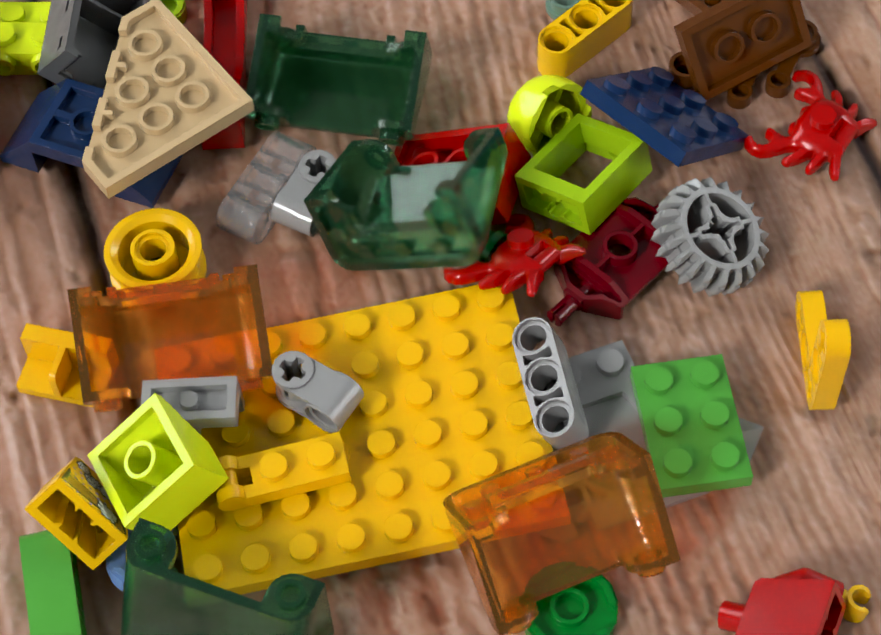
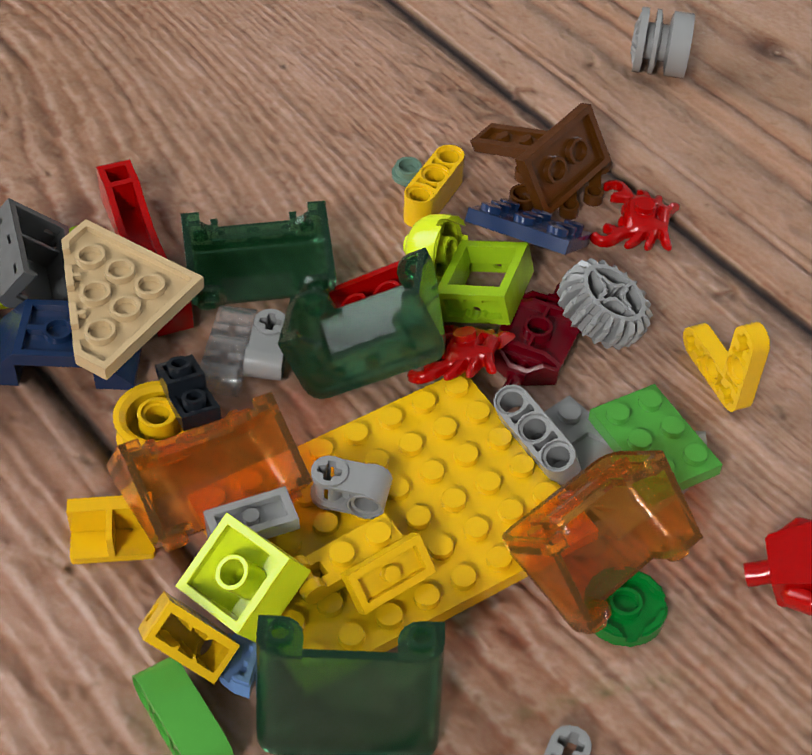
camera: 25 degrees left, 10 degrees down
(189, 233) = (188, 392): none -> black slope
(312, 502) = (388, 573): none -> yellow plate

